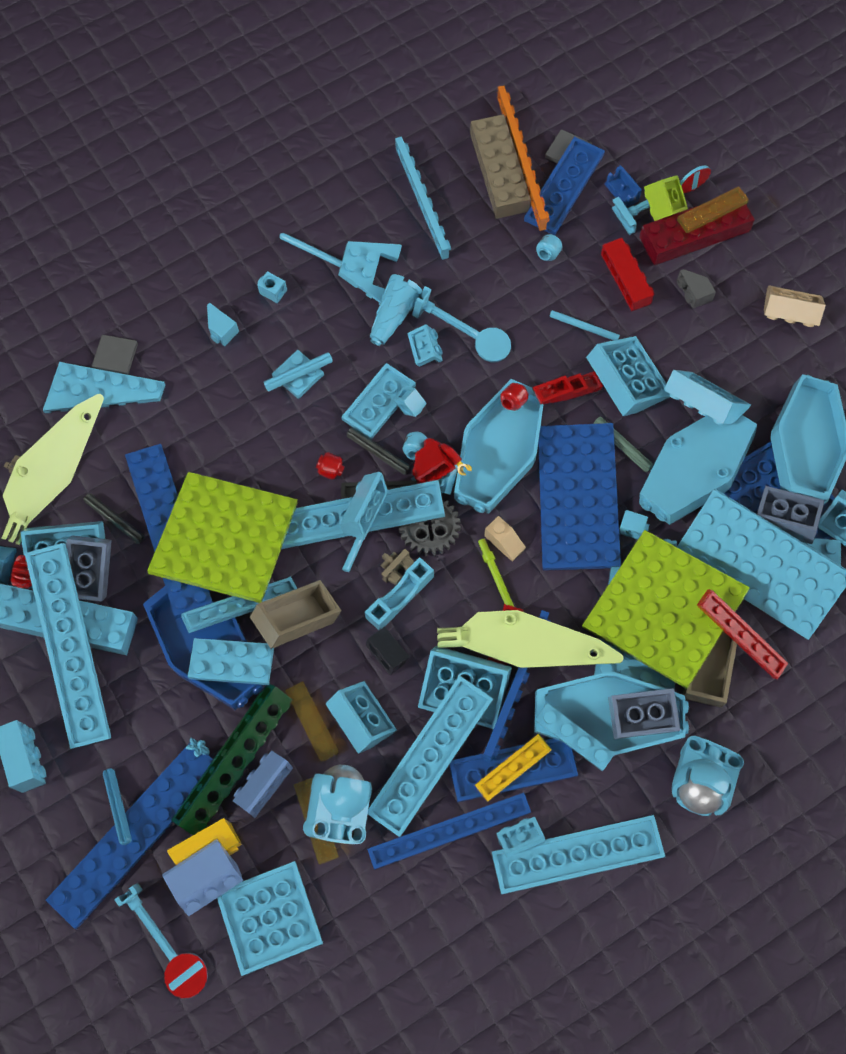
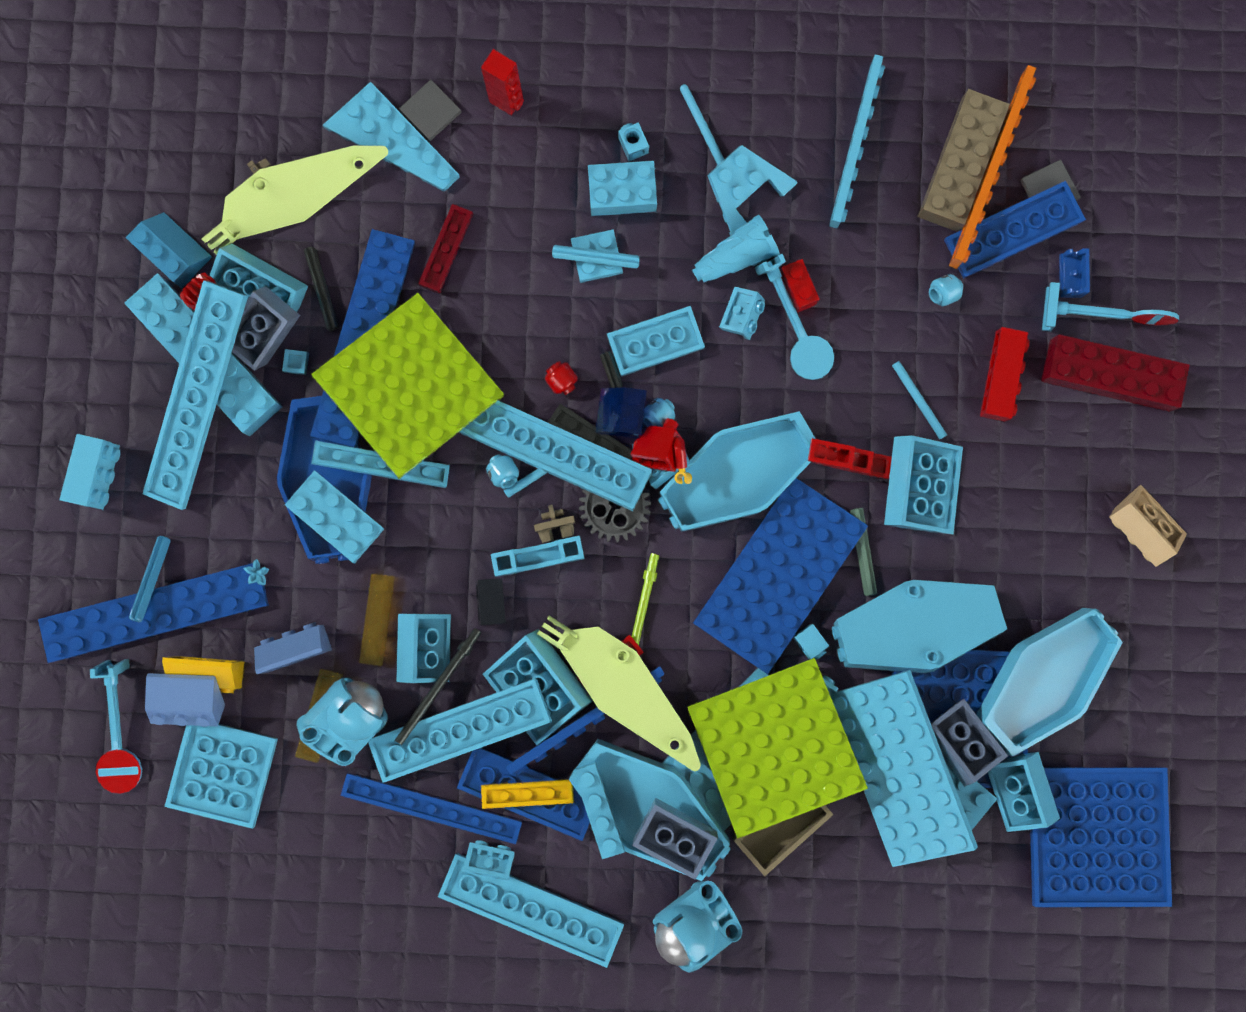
camera: 30 degrees right, 15 degrees up
(127, 579) = (295, 362): none -> medium azure plate
(157, 298) = (502, 82): none -> red brick
(187, 435) = (445, 248): none -> dark red plate
(220, 326) = (552, 150): medium azure slope -> none
(222, 763) = (279, 608): dark green brick -> none
(285, 319) = (622, 188): none -> medium azure brick
(295, 614) = (423, 512): dark tan piece -> none
(332, 554) = (502, 471): none -> medium azure head
(364, 505) = (559, 448): medium azure slope -> none
(389, 457) = (621, 412): none -> clear blue slope
(391, 698) = (464, 649): none -> pearl dark grey bar
(409, 401) = (684, 364): medium azure brick -> none
(451, 303) = (799, 285): none -> red brick
(504, 538) = (677, 569): tan slope -> none
(514, 396) = (786, 435): red head -> none
(665, 198) = (1106, 320): lime slope -> none
(696, 287) = (1063, 438): dark grey slope -> none
(705, 397) = (979, 565): medium azure slope -> none
(712, 209) = (1143, 369): clear yellow plate -> none
(742, 634) = (827, 824): tile -> none

